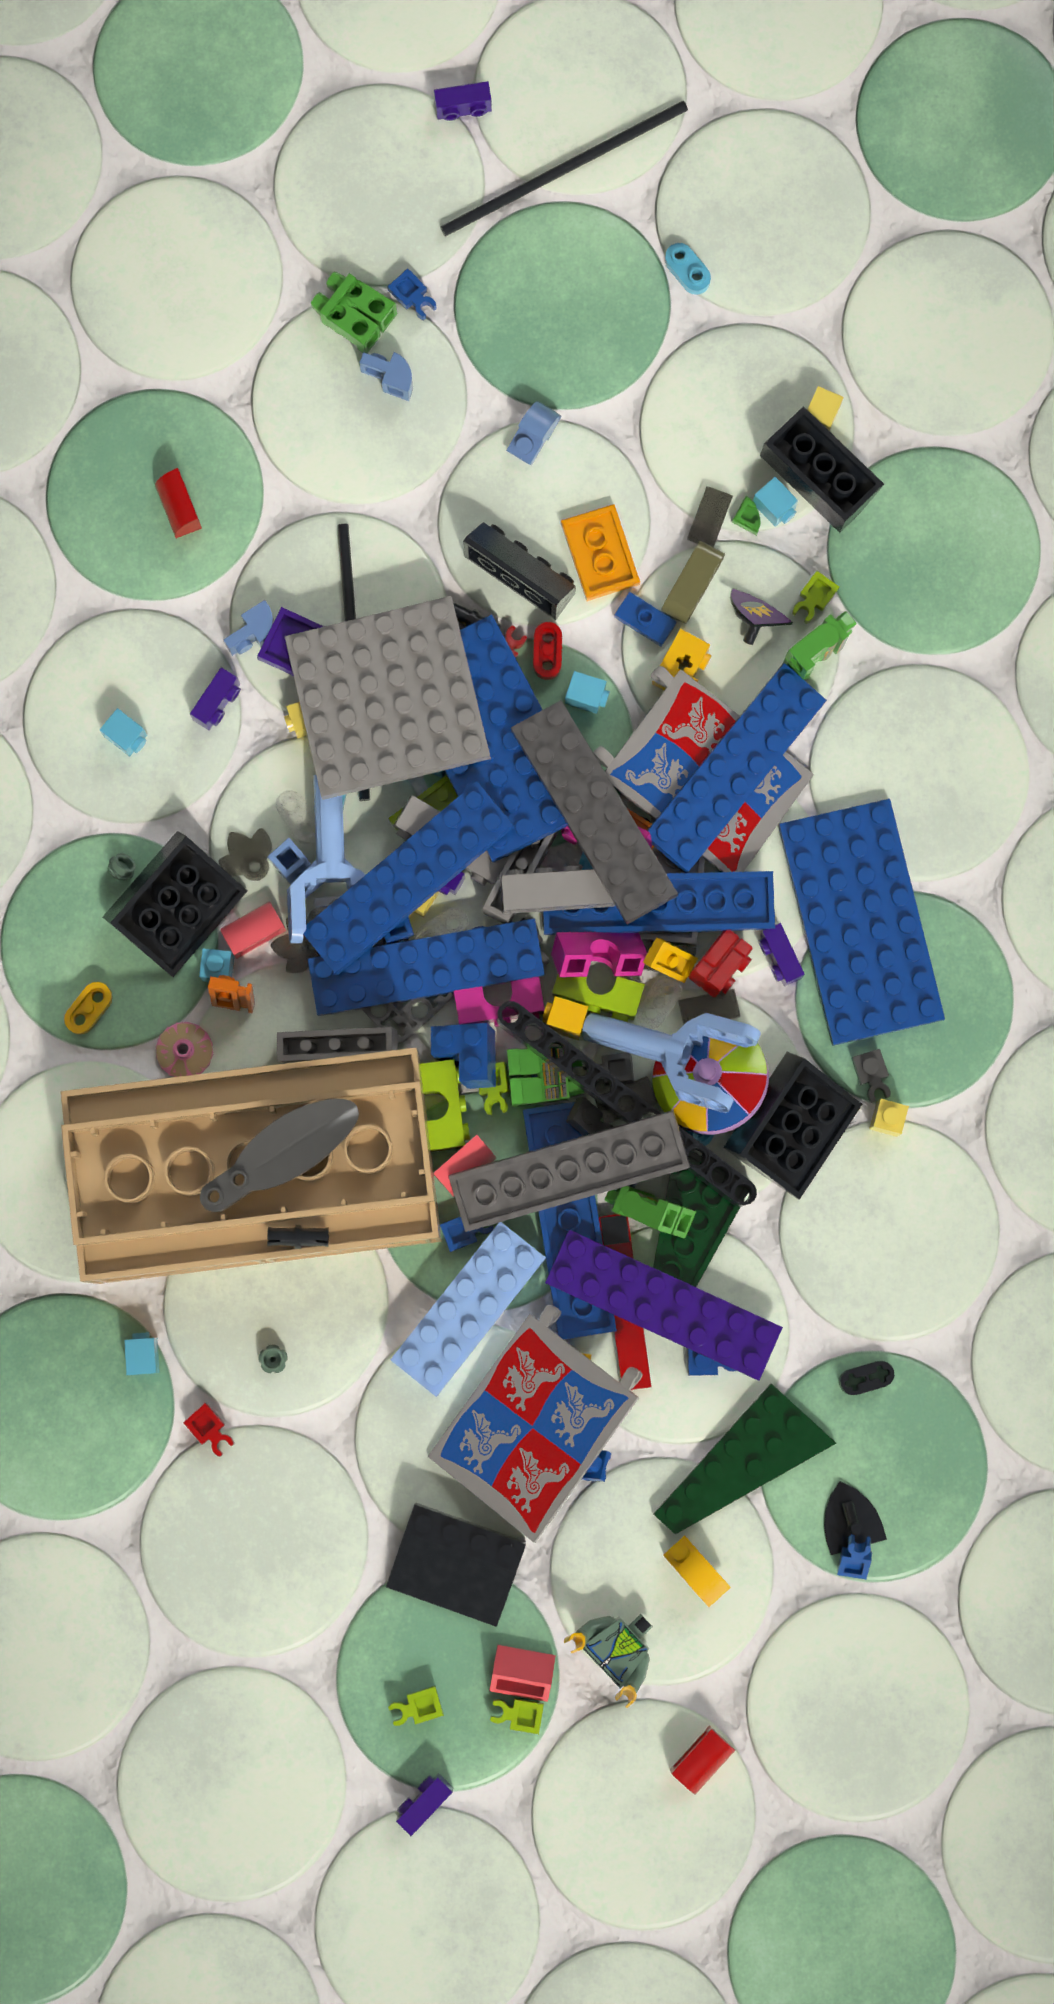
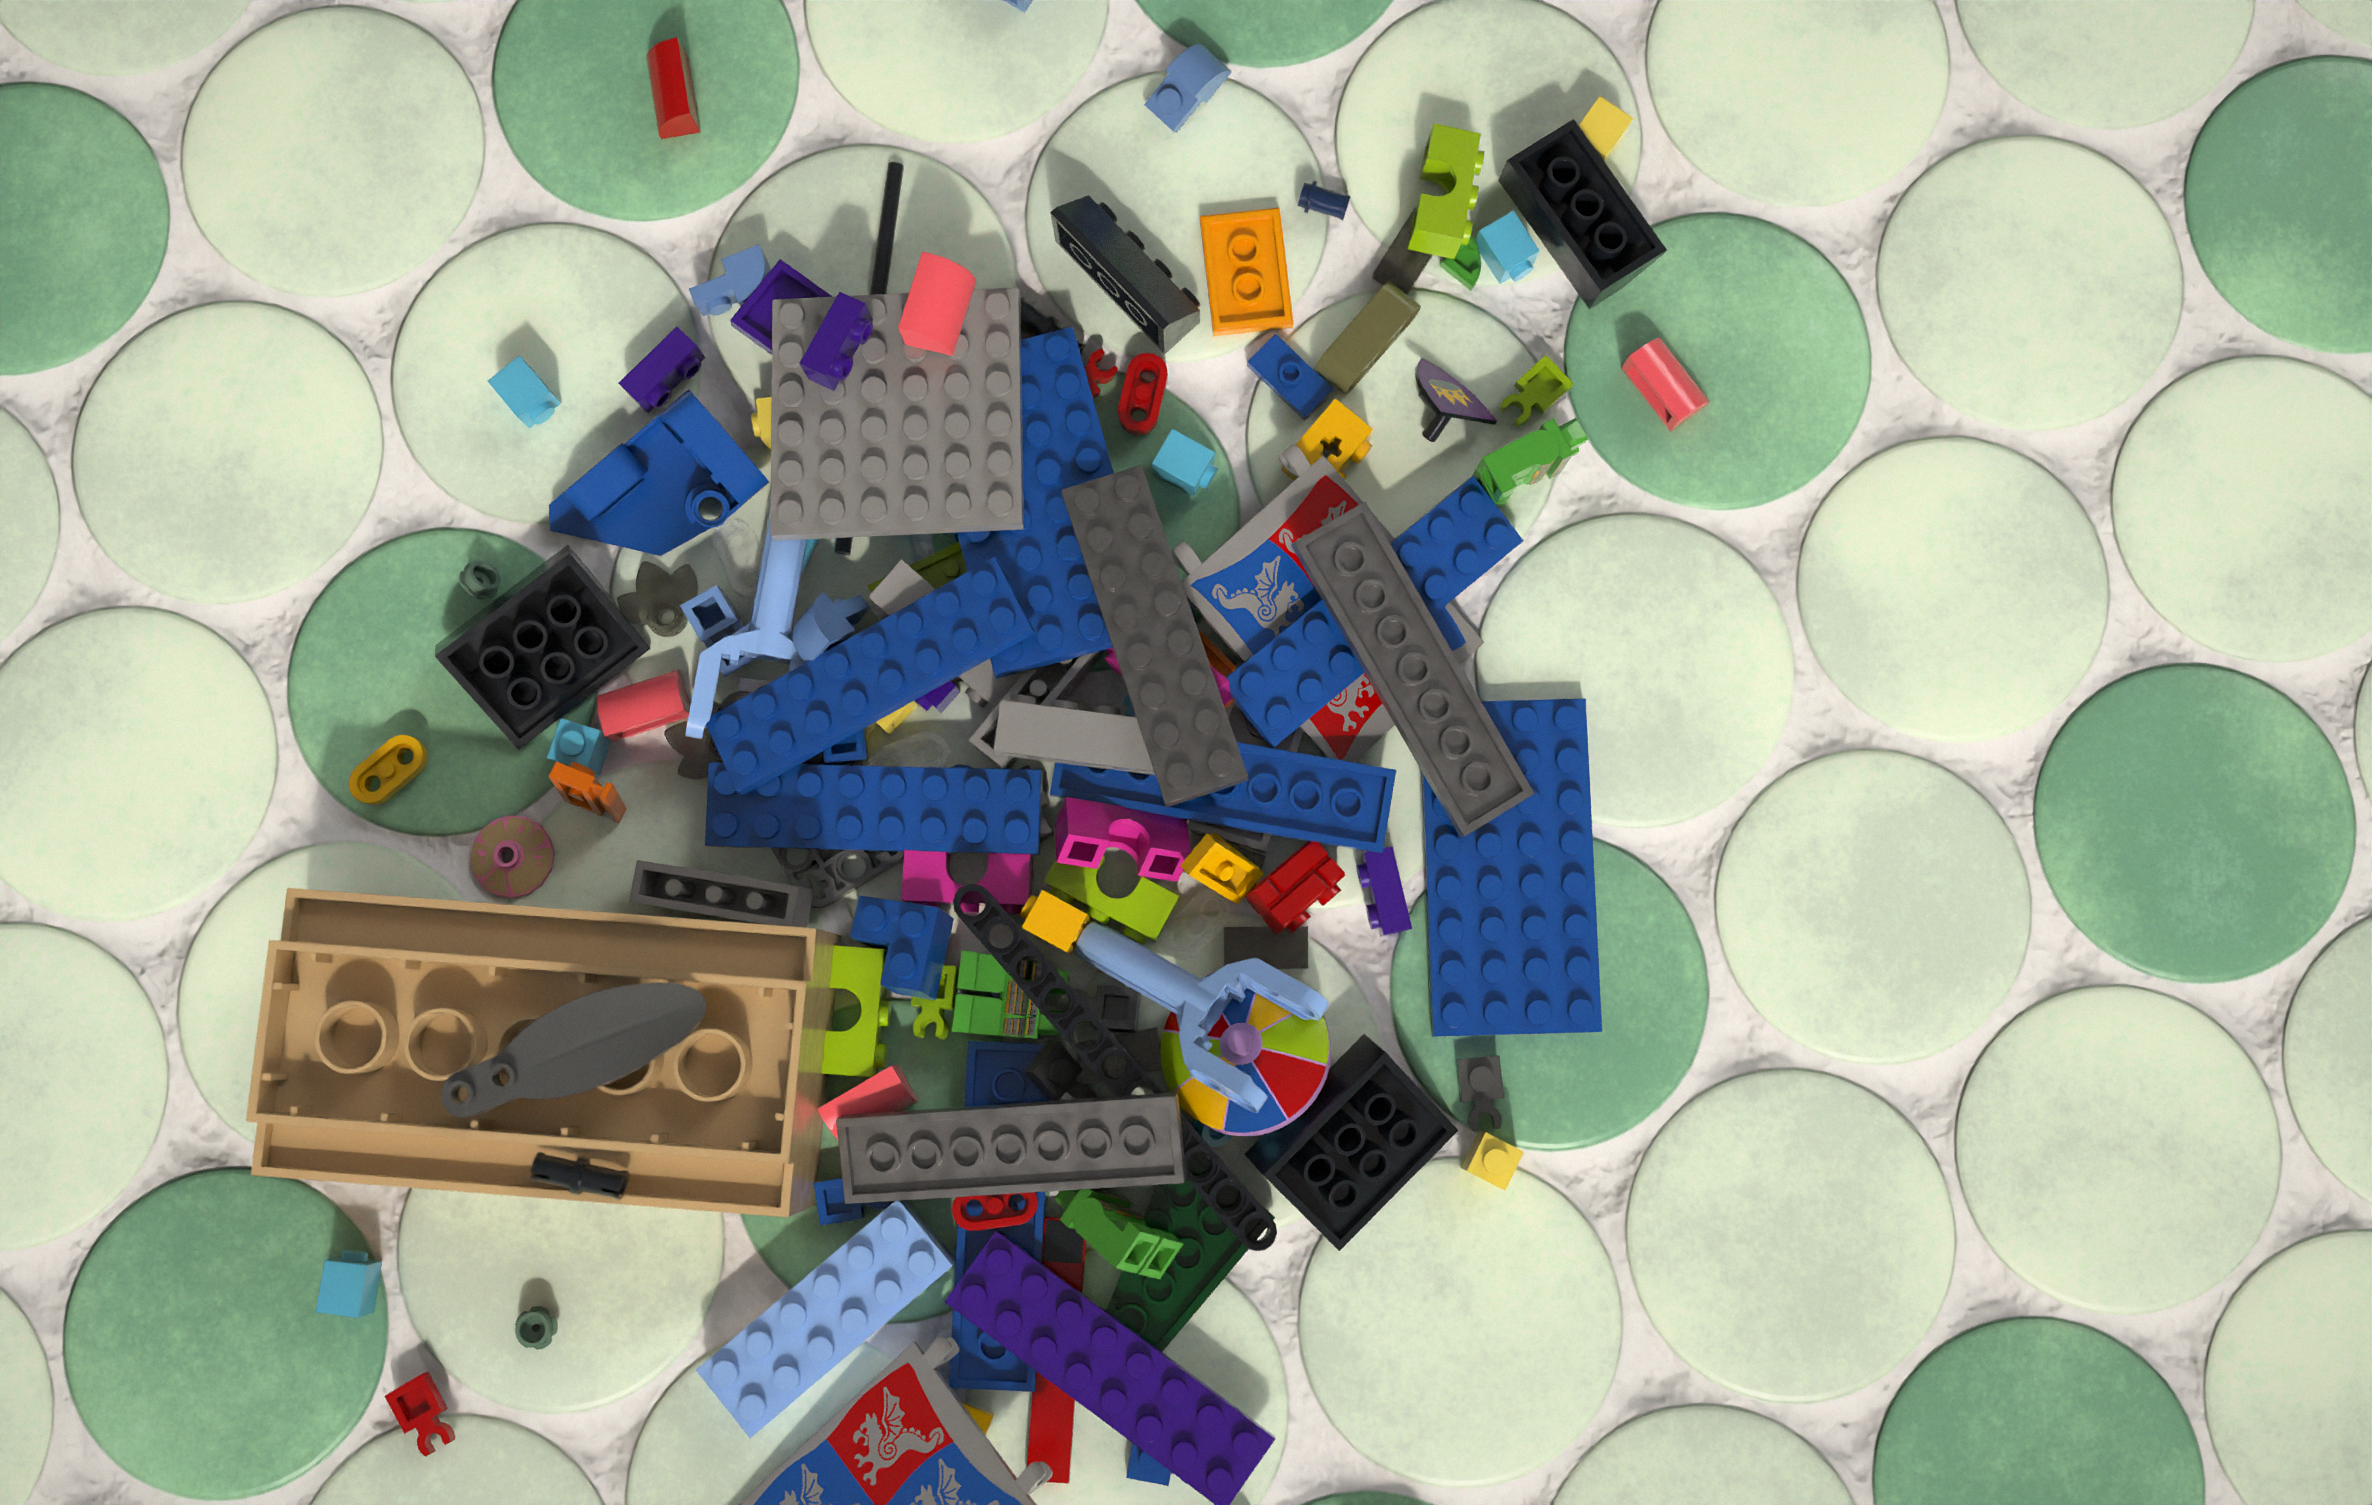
camera: 15 degrees right, 0 degrees up
(230, 776) = (652, 485): none -> blue panel
(336, 666) = (836, 341): none -> dark purple piece
(368, 850) = (826, 625): none -> medium blue brick
(401, 619) = (936, 304): none -> coral brick
(565, 1215) = (996, 1211): none -> red plate
(643, 493) = (1323, 200): none -> dark blue pin
(726, 449) = (1451, 162): none -> lime arch
(770, 801) = (1412, 669): none -> flat silver plate
(901, 573) = (1664, 383): none -> coral brick

